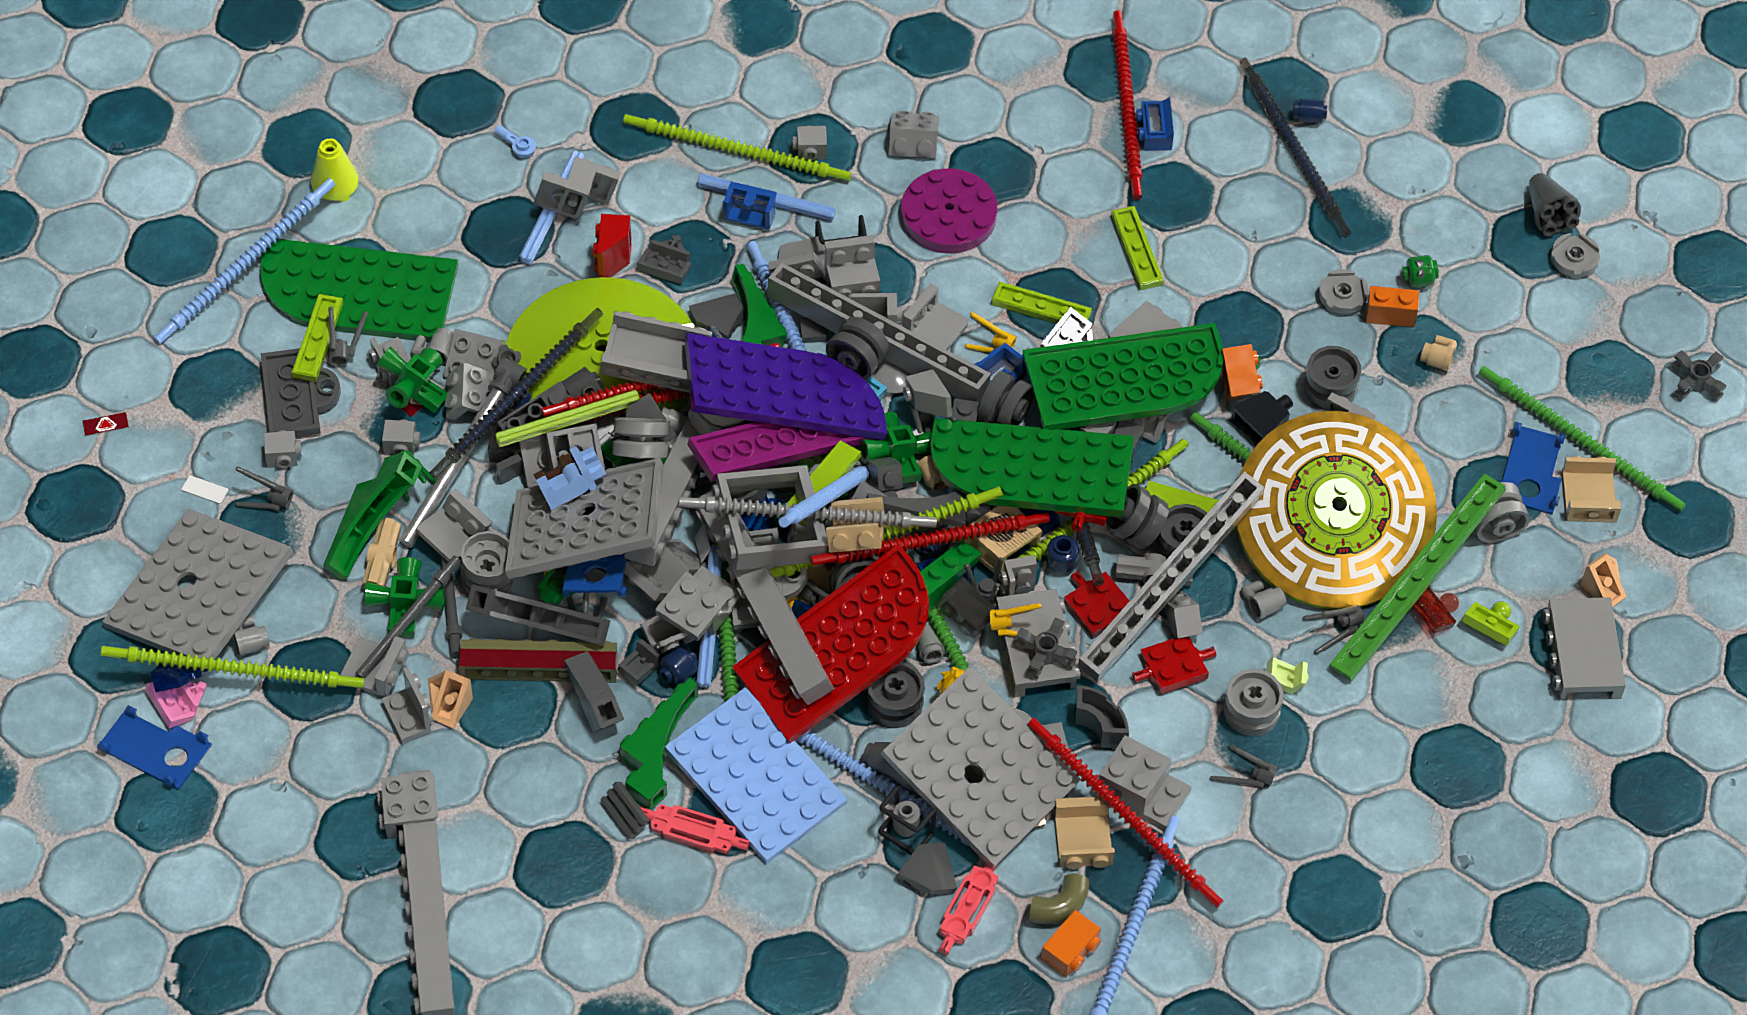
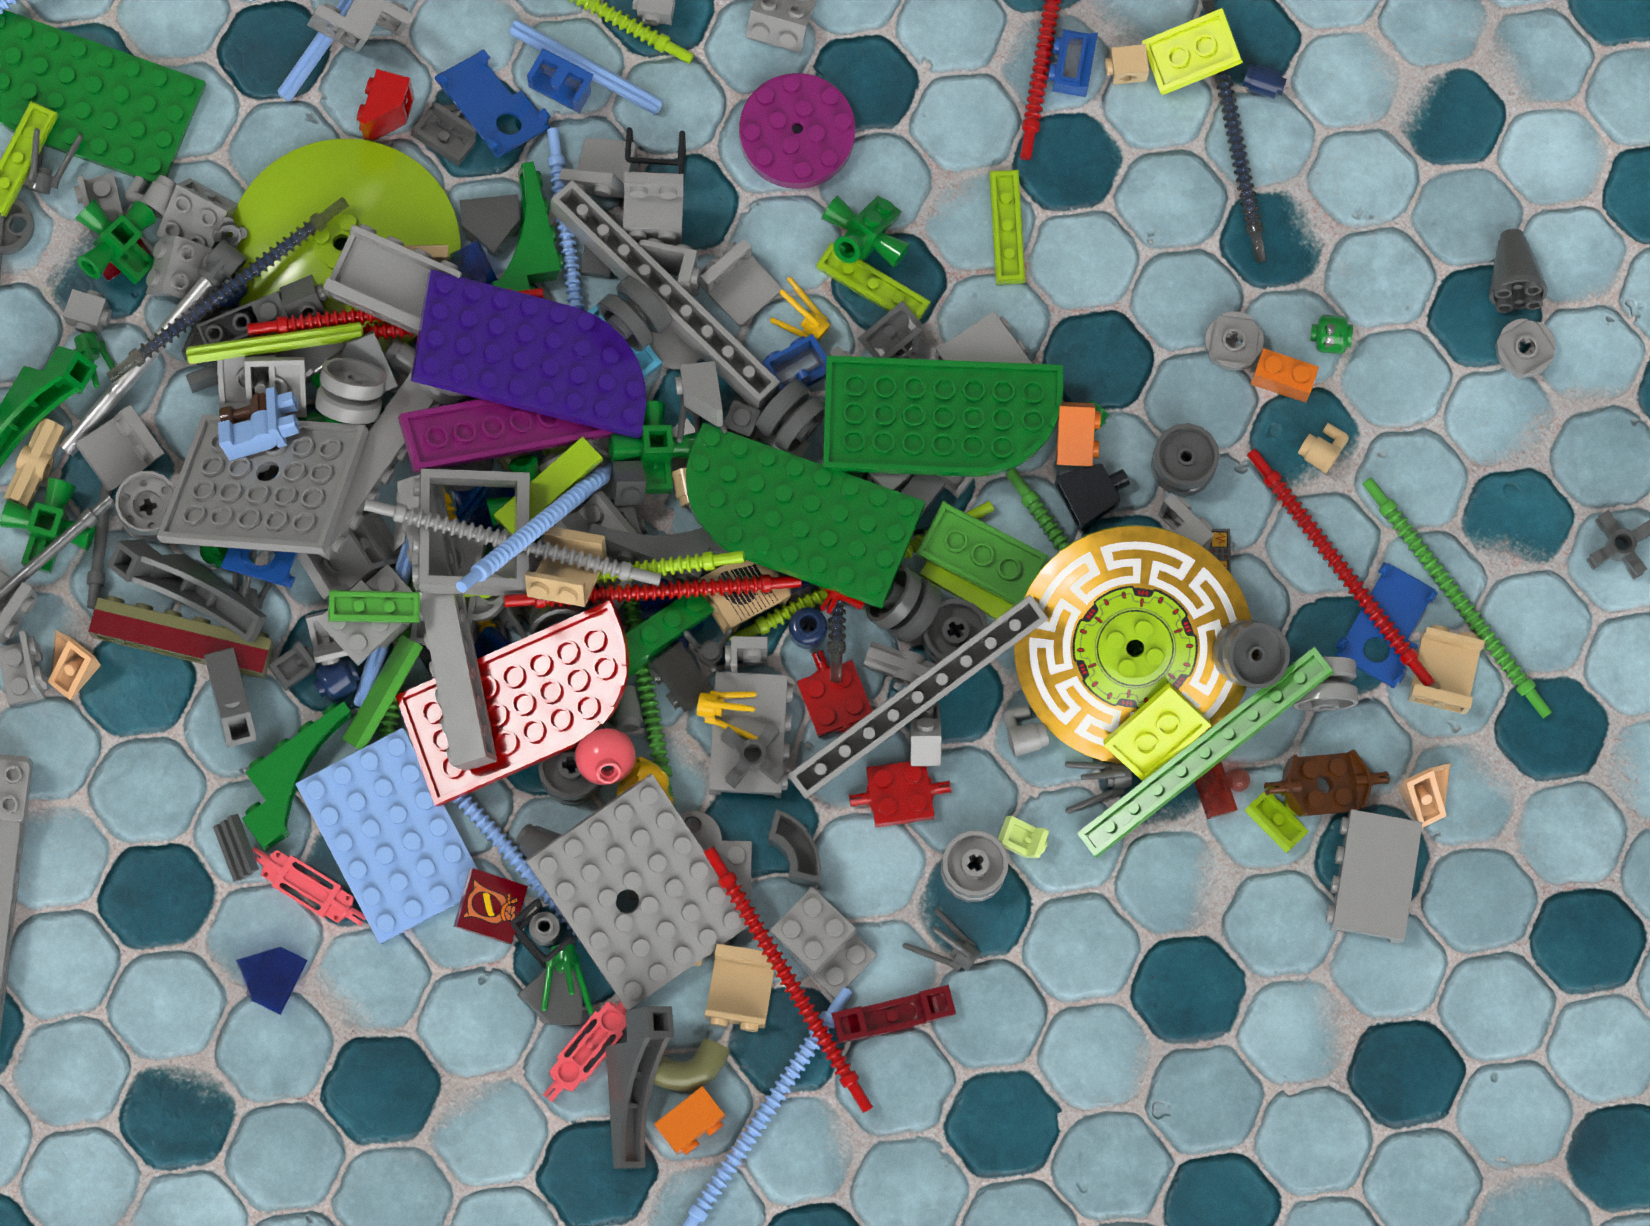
camera: 10 degrees right, 20 degrees up
(680, 903) = (271, 976): none -> clear blue slope
(692, 234) = (485, 98): none -> blue piece
(703, 586) = (374, 606): none -> bright green tile
(721, 665) = (382, 692): none -> bright green tile
(854, 811) = (490, 905): none -> dark red tile
(915, 663) = (604, 749): none -> coral piece
(931, 838) = (566, 962): none -> green plant
(1012, 913) = (631, 1078): none -> dark grey arch
(1026, 264) = (866, 231): none -> green brick
(1186, 473) = (980, 554): none -> bright green tile
(1199, 118) = (1127, 64): none -> tan brick
(1220, 830) = (893, 1015): none -> dark red slope
(1247, 99) = (1192, 51): none -> neon yellow plate
(1374, 567) = (1157, 732): none -> neon yellow plate
(1406, 382) = (1272, 479): none -> red hose
(1434, 488) = (1251, 653): none -> dark grey wheel
(1535, 580) = (1347, 781): none -> reddish brown plate

